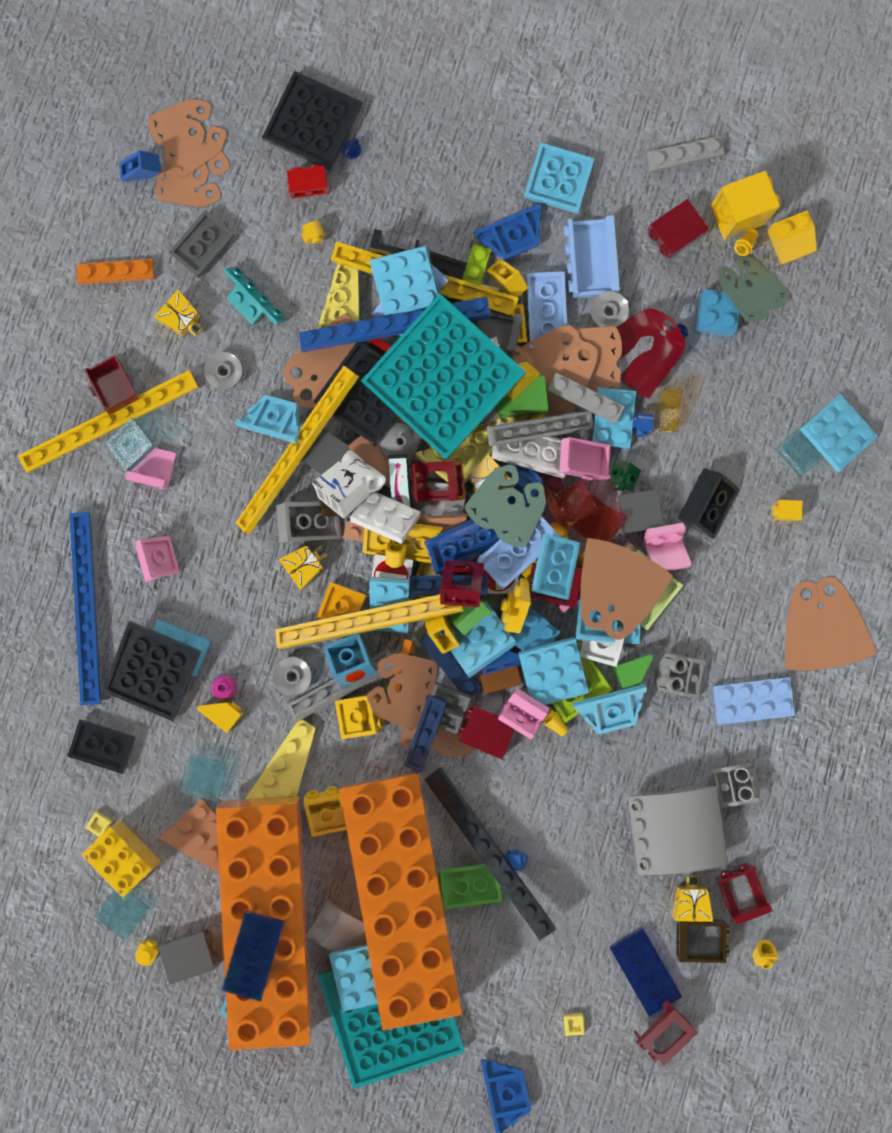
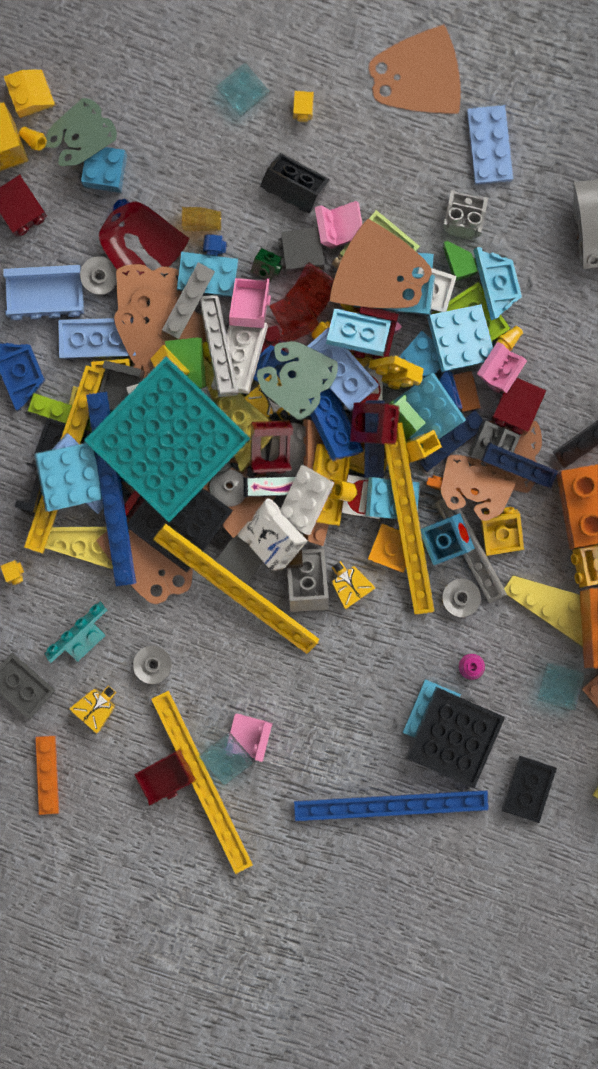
camera: 85 degrees left, 0 degrees up
(156, 557) = (341, 732): bright pink bracket -> none
(222, 714) = (498, 667): yellow slope -> none
(273, 418) = (202, 613): medium azure wing -> none
(507, 278) = (64, 377): yellow slope -> none
(737, 784) = (572, 162): light grey slope -> none
(838, 432) = (226, 53): medium azure plate -> none

